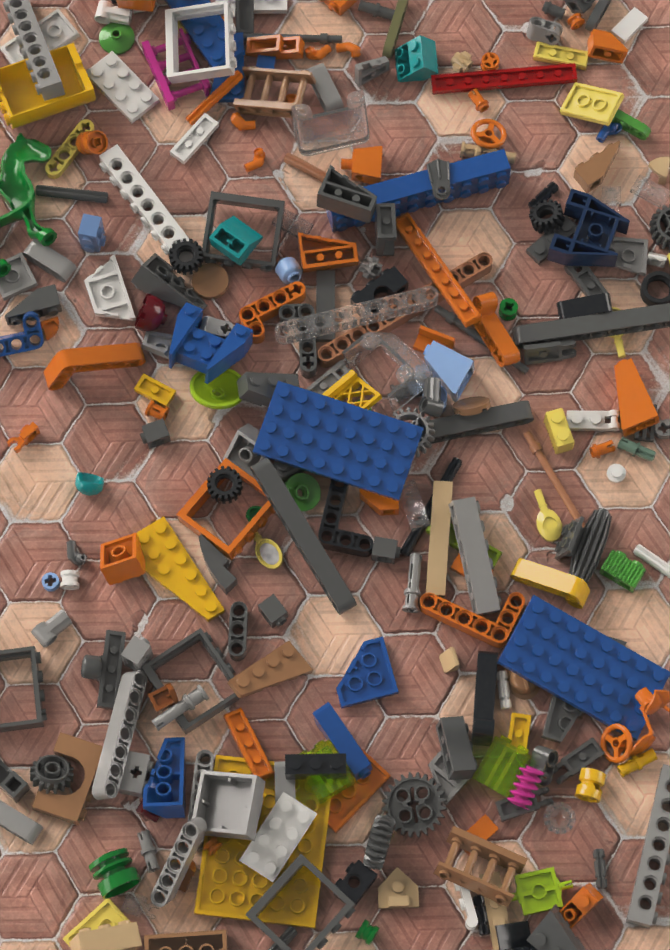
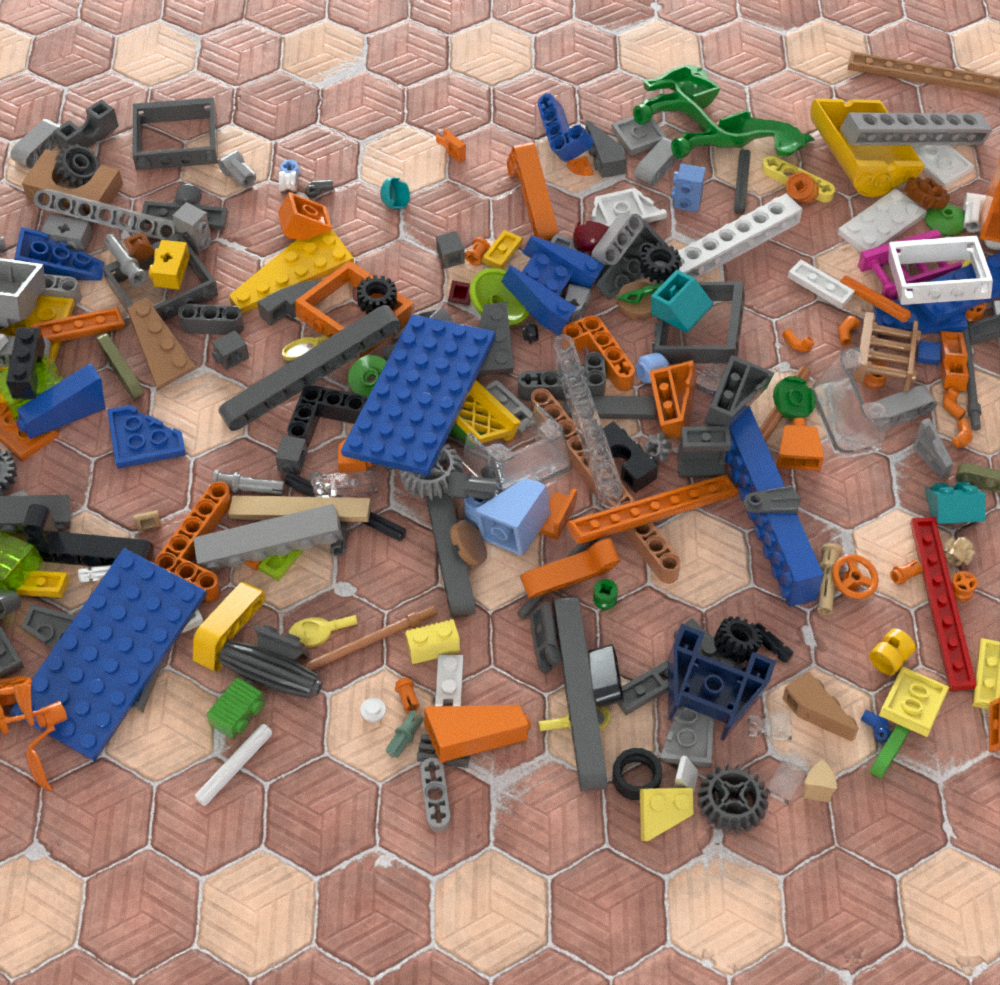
camera: 90 degrees right, 15 degrees down
(95, 47) = (927, 193): none -> dark orange gear
(161, 289) = (617, 238): none -> light grey beam
(178, 661) = (169, 264): none -> yellow brick
(201, 425) = (459, 293): none -> dark red slope
(210, 276) = (639, 293): none -> green hand
(249, 366) = (530, 333): none -> black plate
(291, 704) = (119, 366): none -> olive beam
(317, 164) = (793, 398): none -> green tile
(550, 114) = (892, 651): none -> yellow wheel

